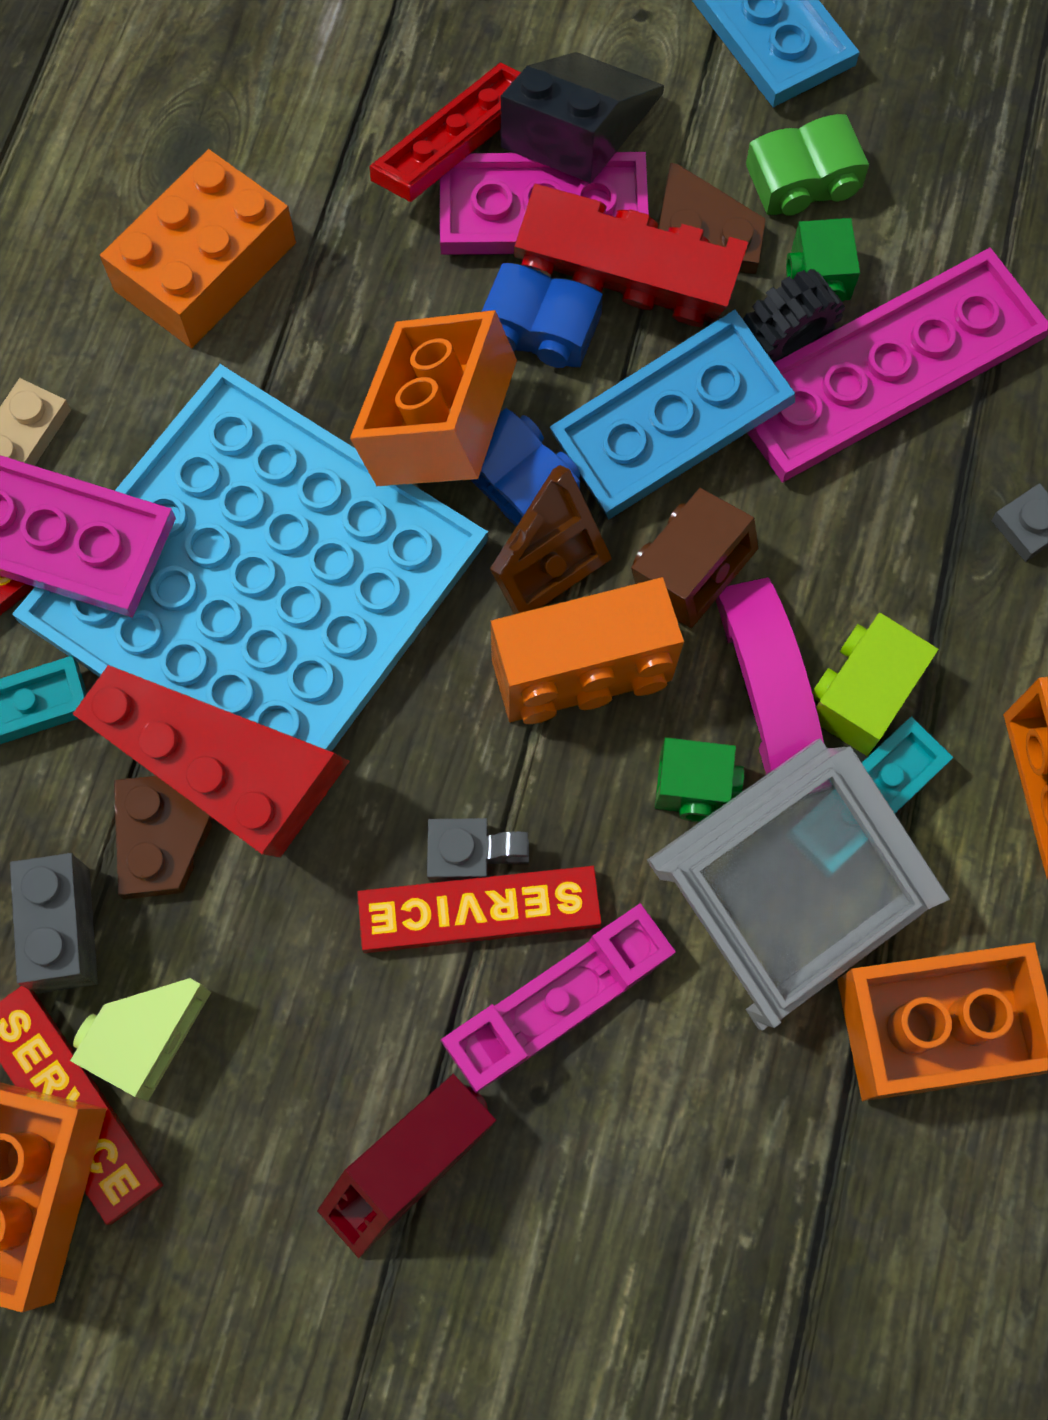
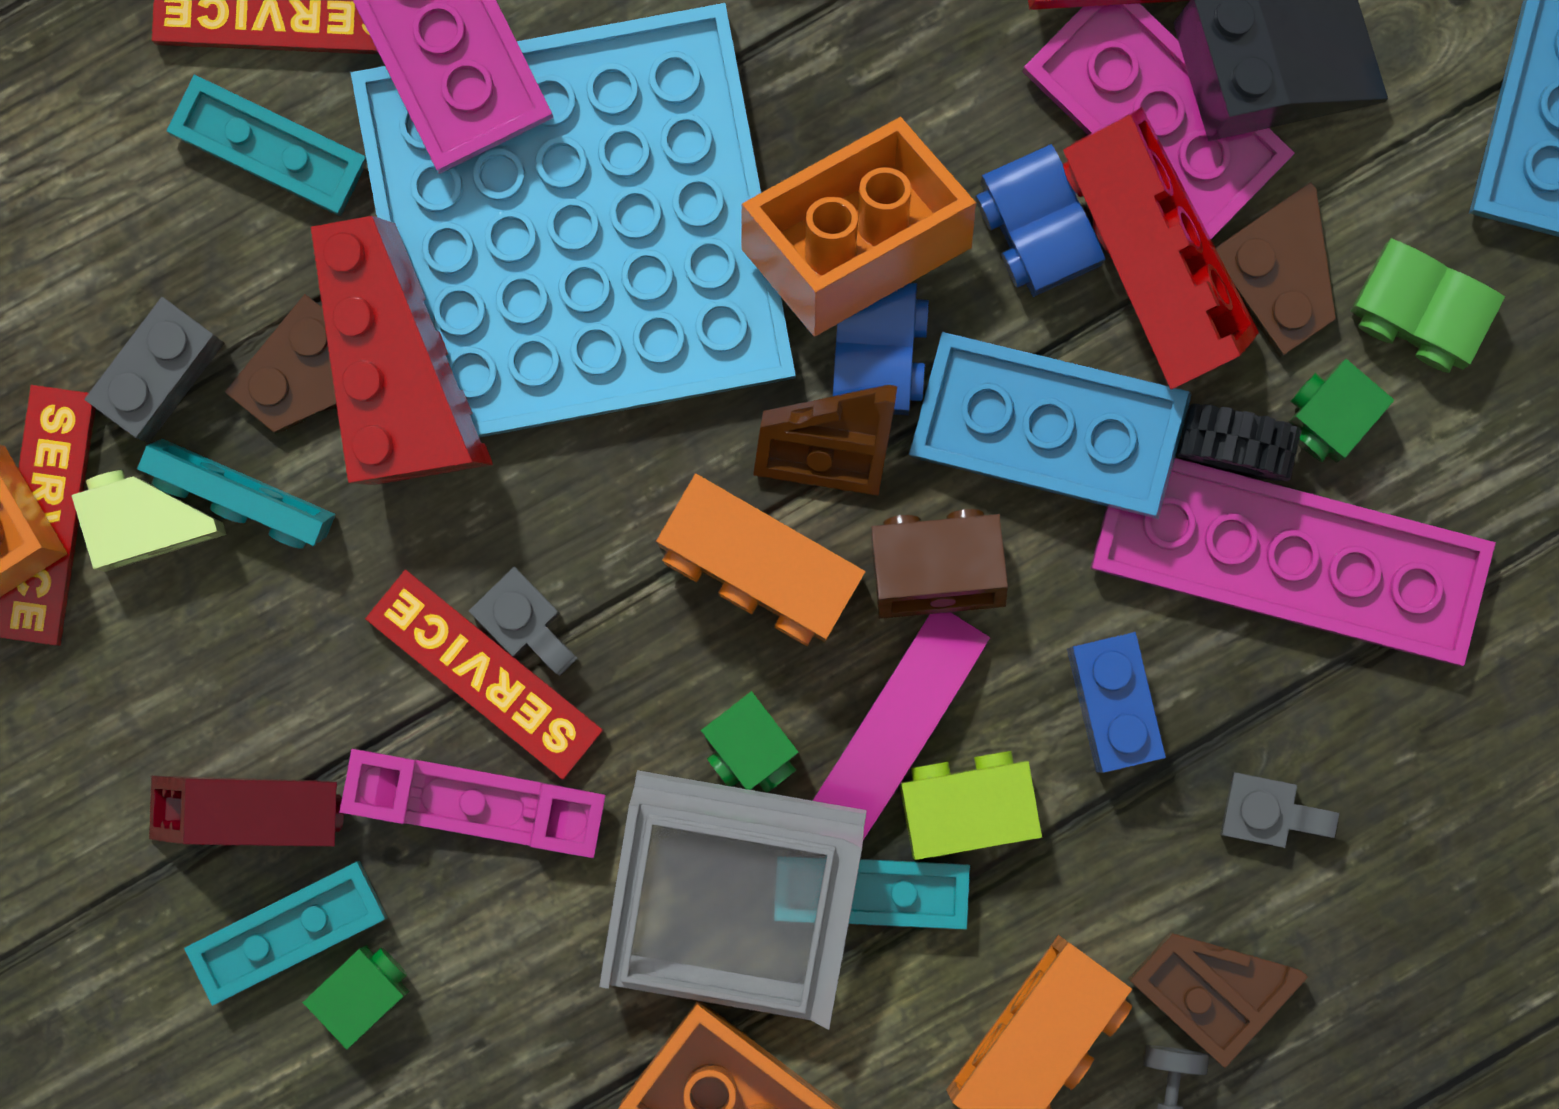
camera: 45 degrees right, 15 degrees up
(190, 954) = (235, 494): none -> teal plate
(521, 1224) = (285, 933): none -> teal plate
(616, 1211) = (358, 994): none -> green brick
(886, 534) = (1116, 702): none -> blue brick

